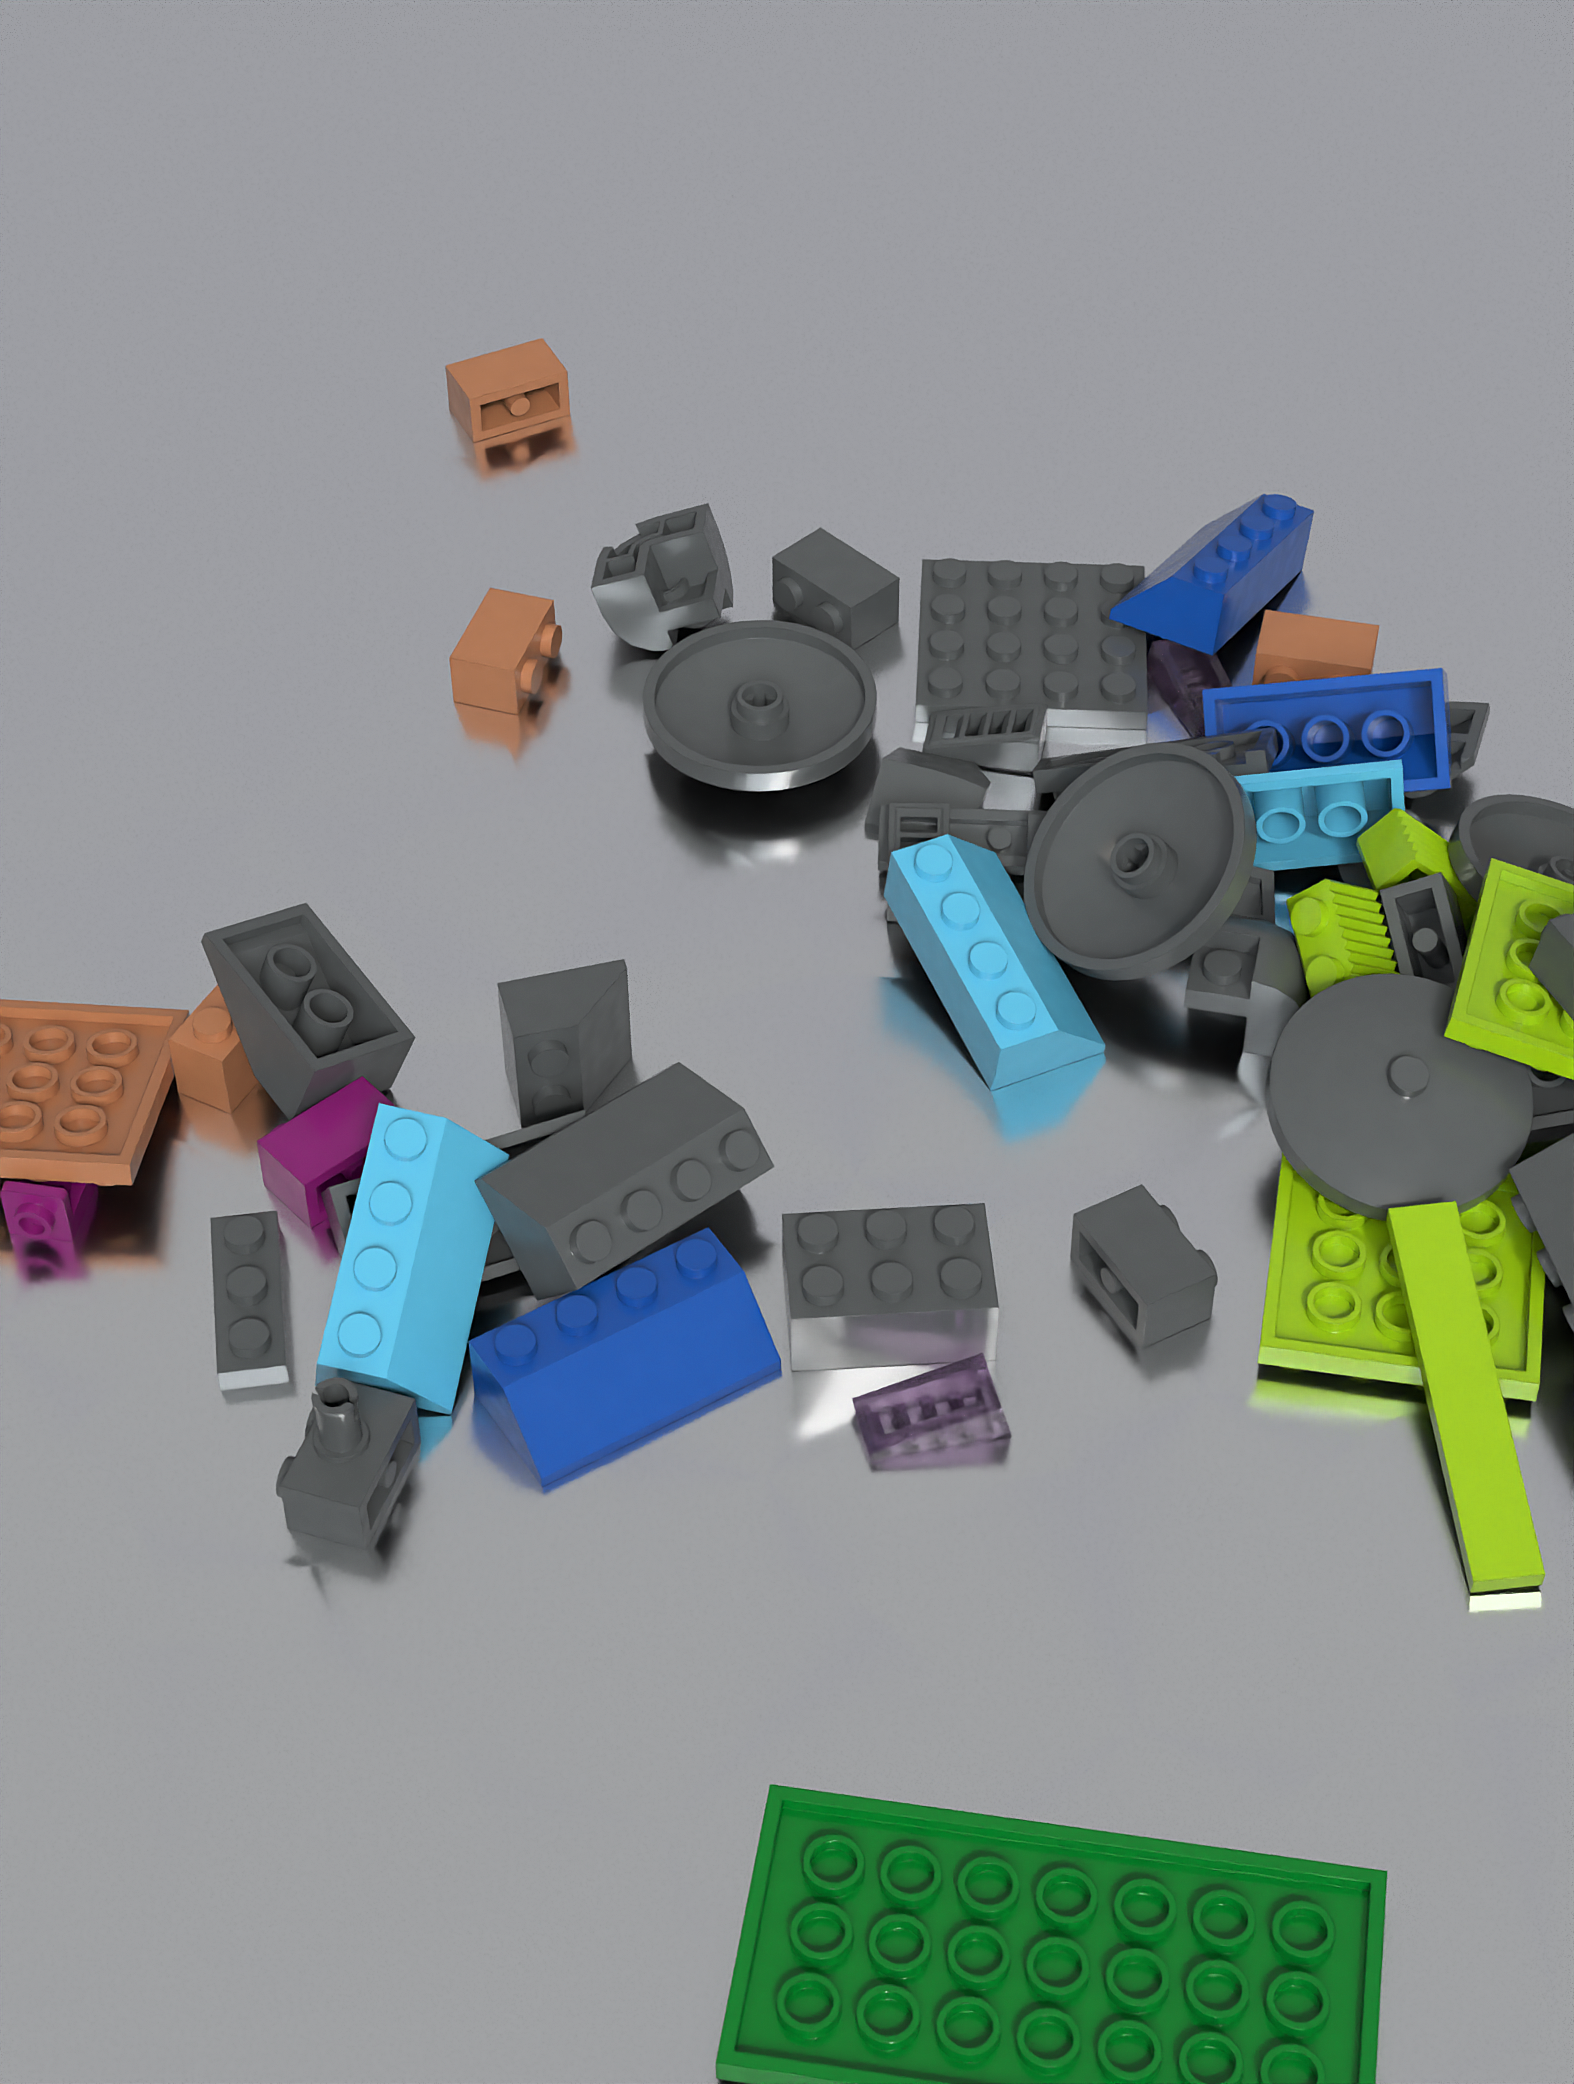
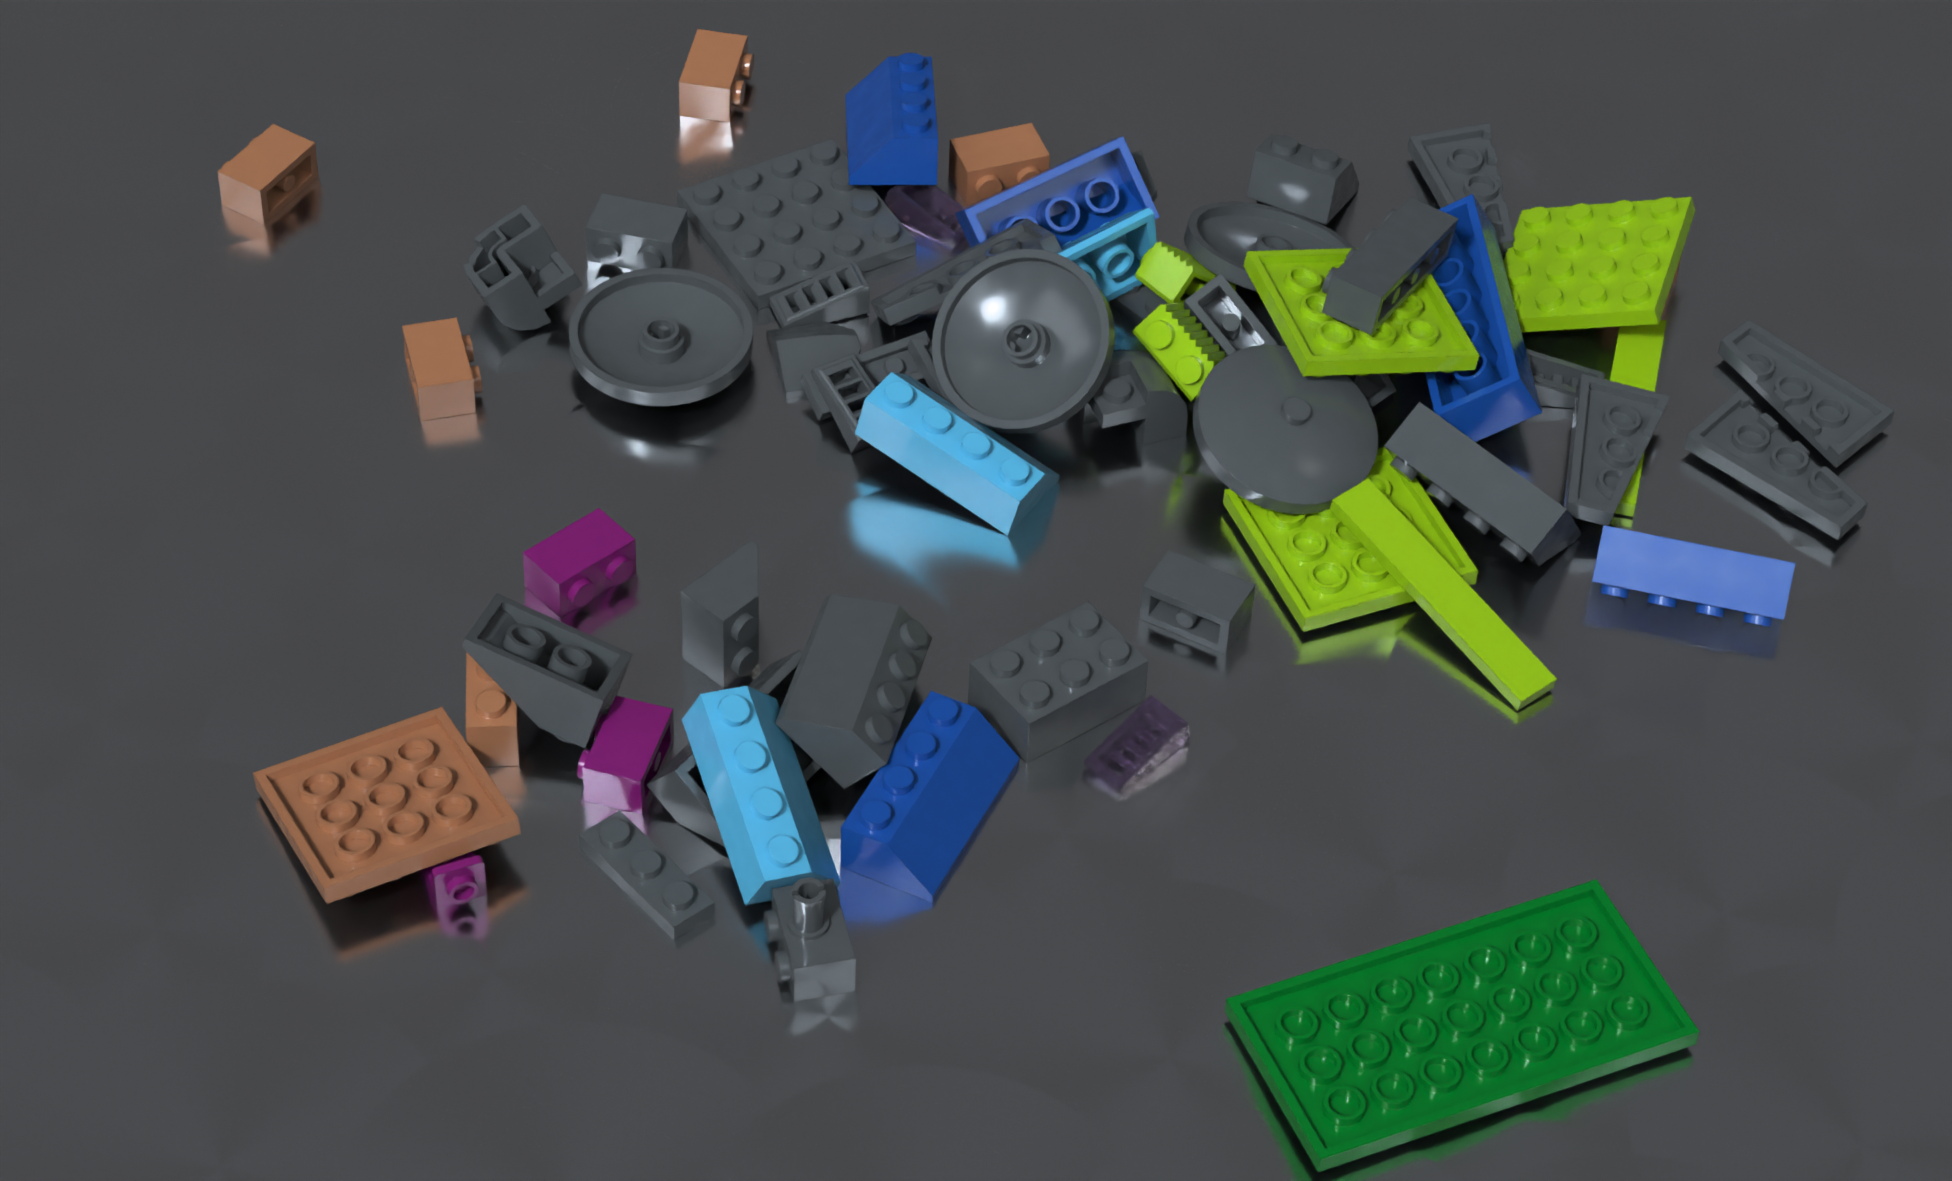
camera: 35 degrees left, 0 degrees up
(470, 915) = (579, 562): none -> magenta brick
(1063, 452) = (715, 75): none -> nougat brick

